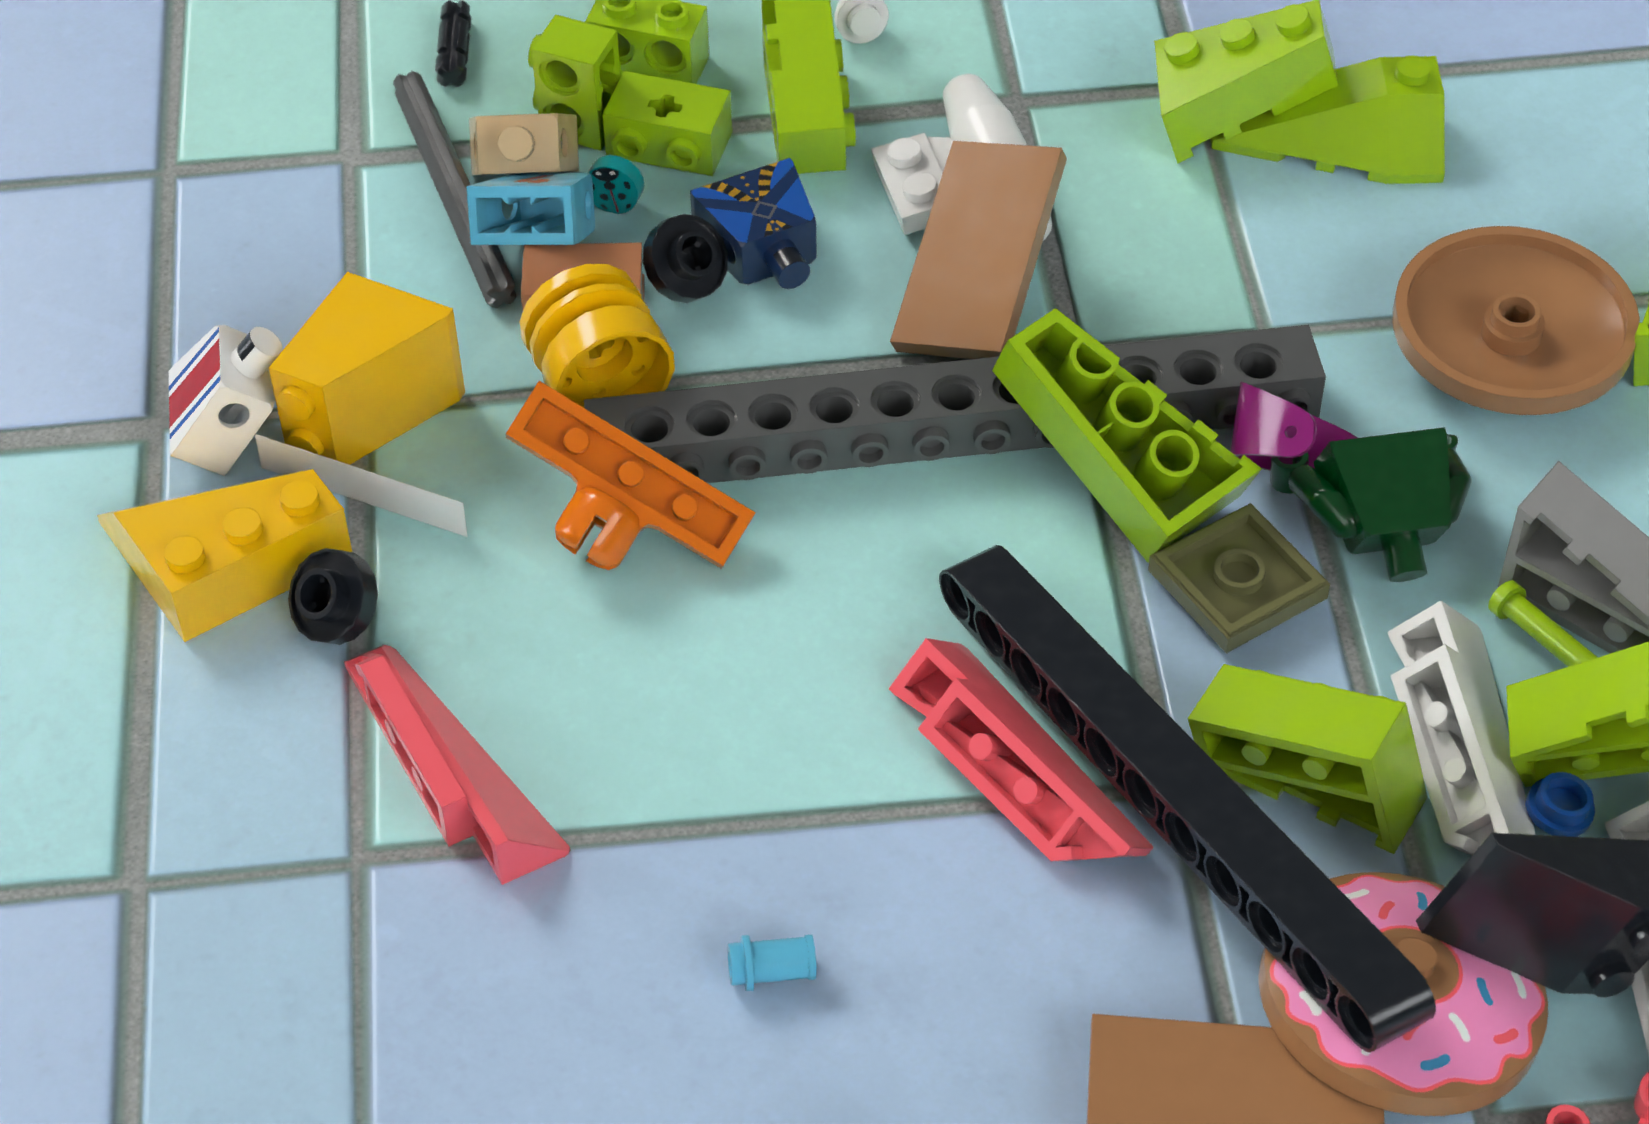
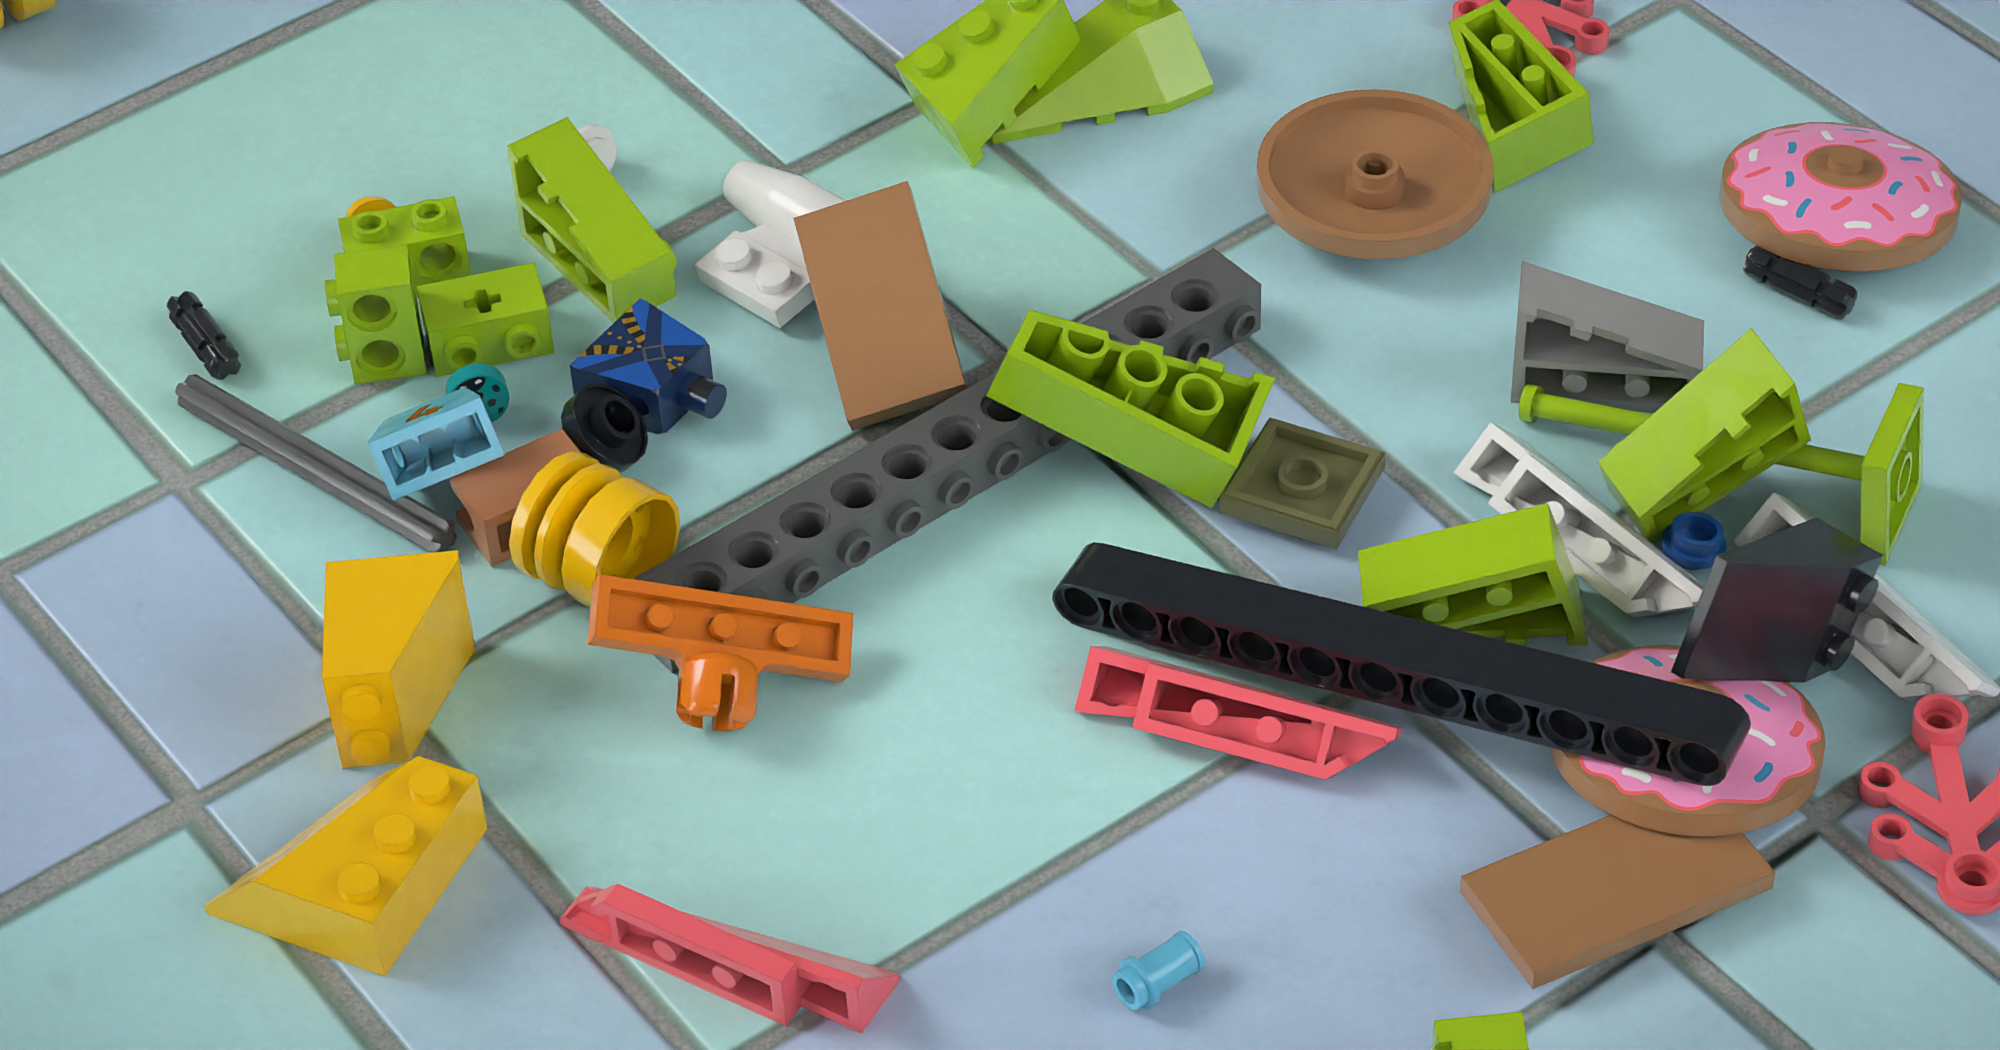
camera: 30 degrees left, 5 degrees down
(221, 396) = (262, 733): white torso -> none
(332, 596) = (514, 862): black plate -> none
(365, 485) = (473, 755): white sticker -> none
(523, 144) = (362, 395): tan torso -> none
(1278, 428) = (1271, 341): magenta piece -> none
(1383, 493) = (1374, 360): dark green torso -> none

